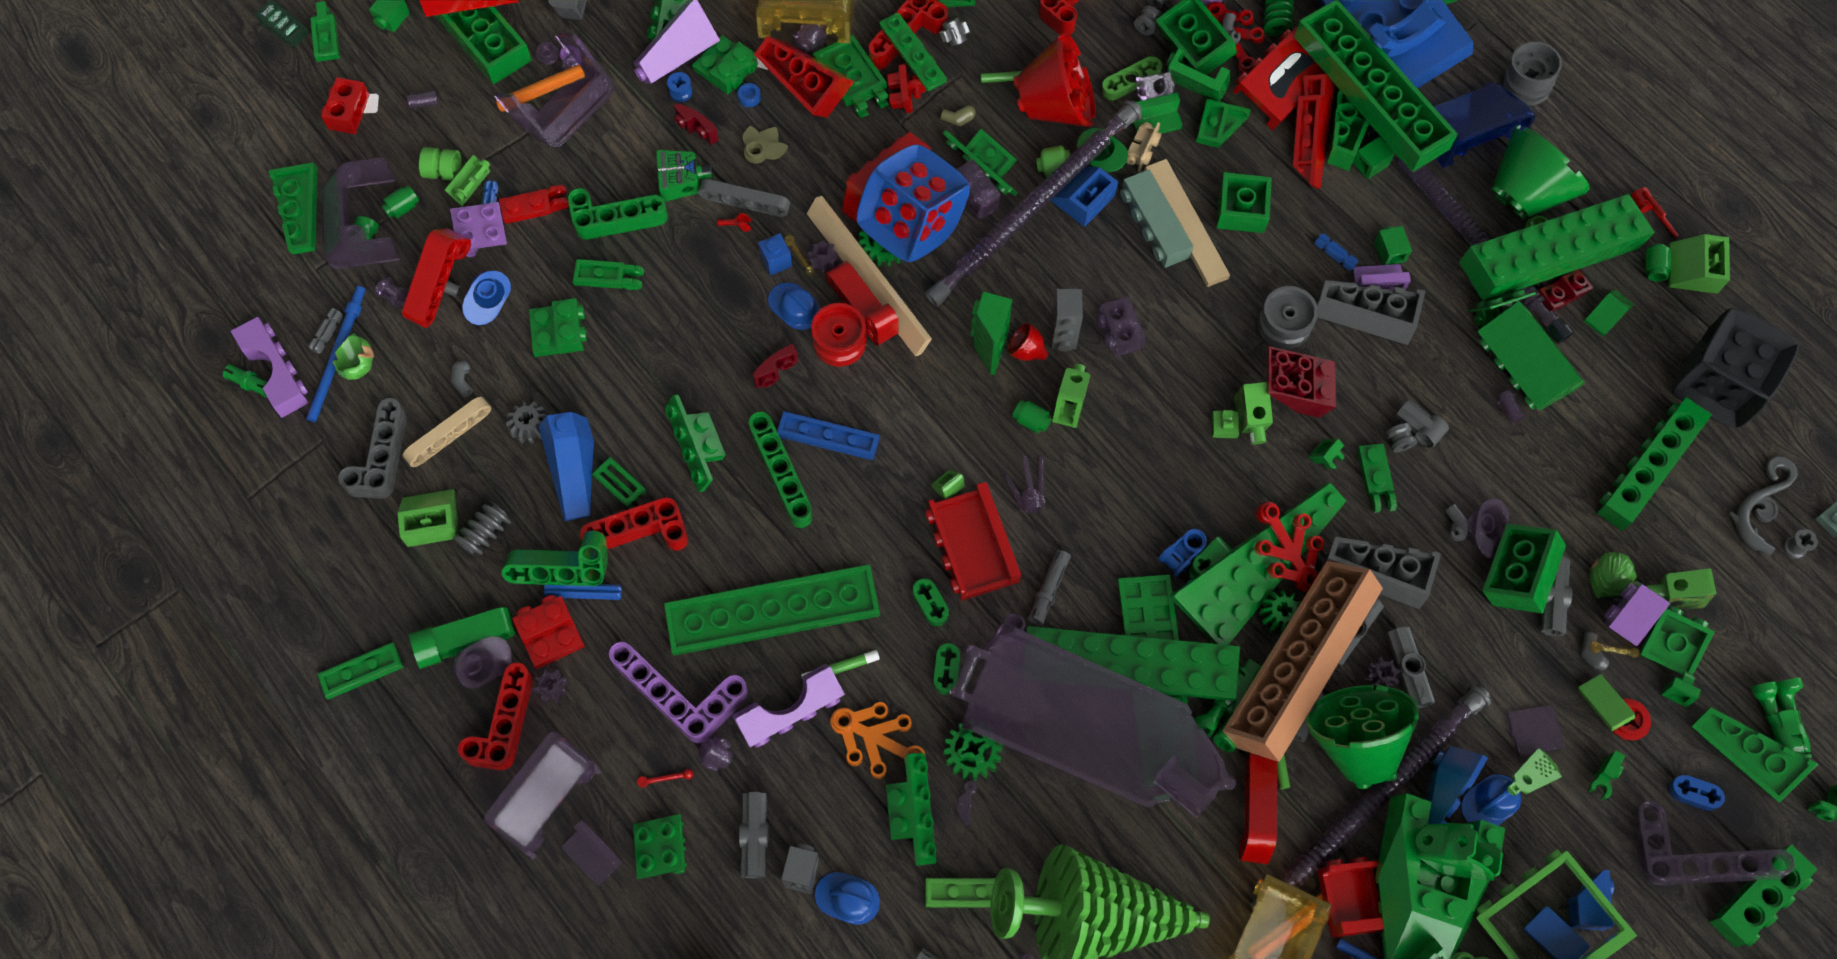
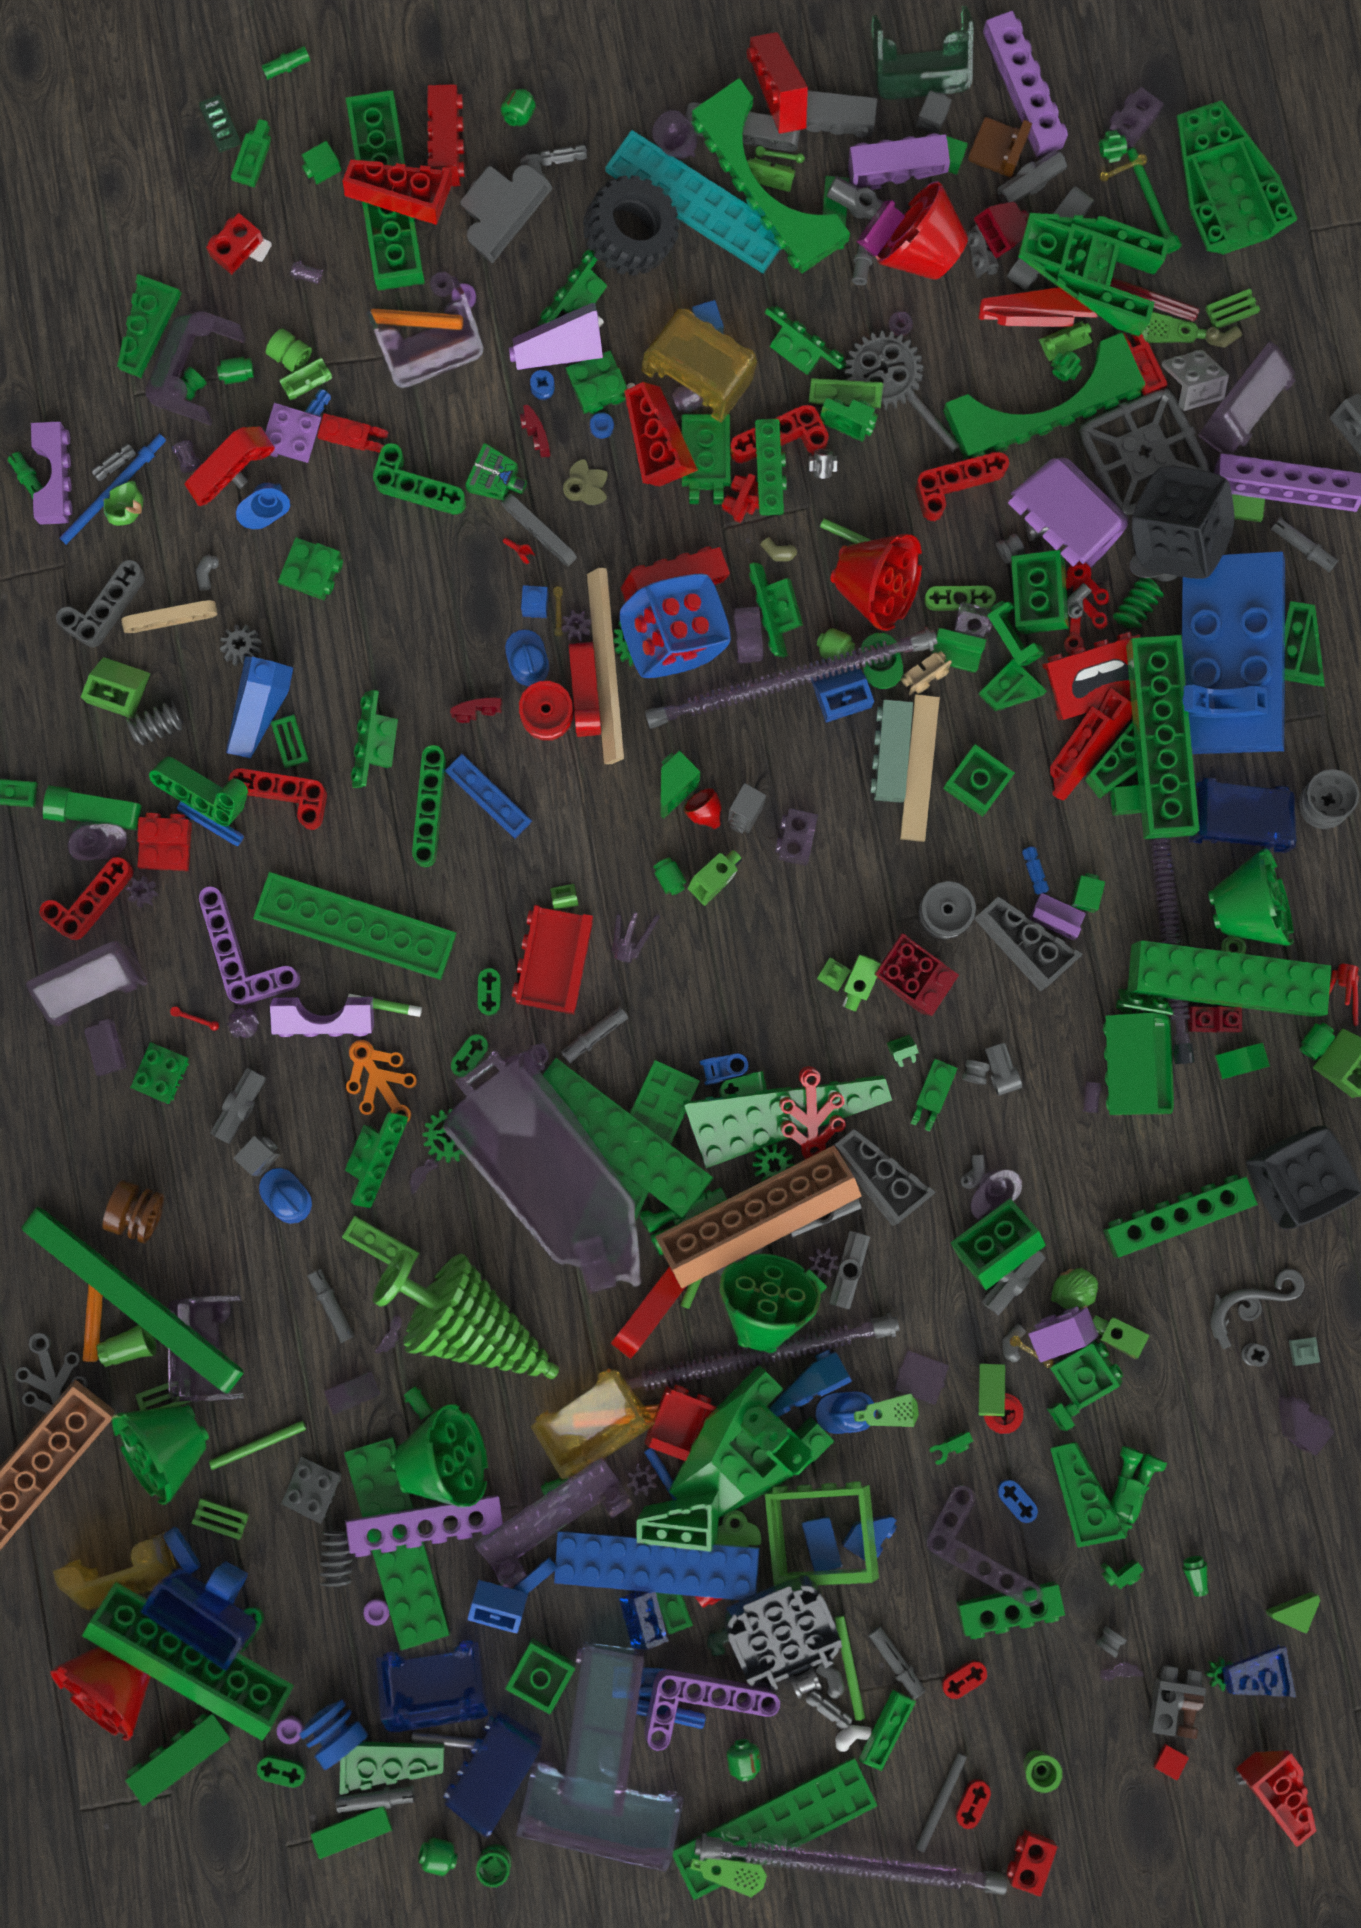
camera: 25 degrees right, 15 degrees up
(606, 274) = (378, 539): green hinge -> none

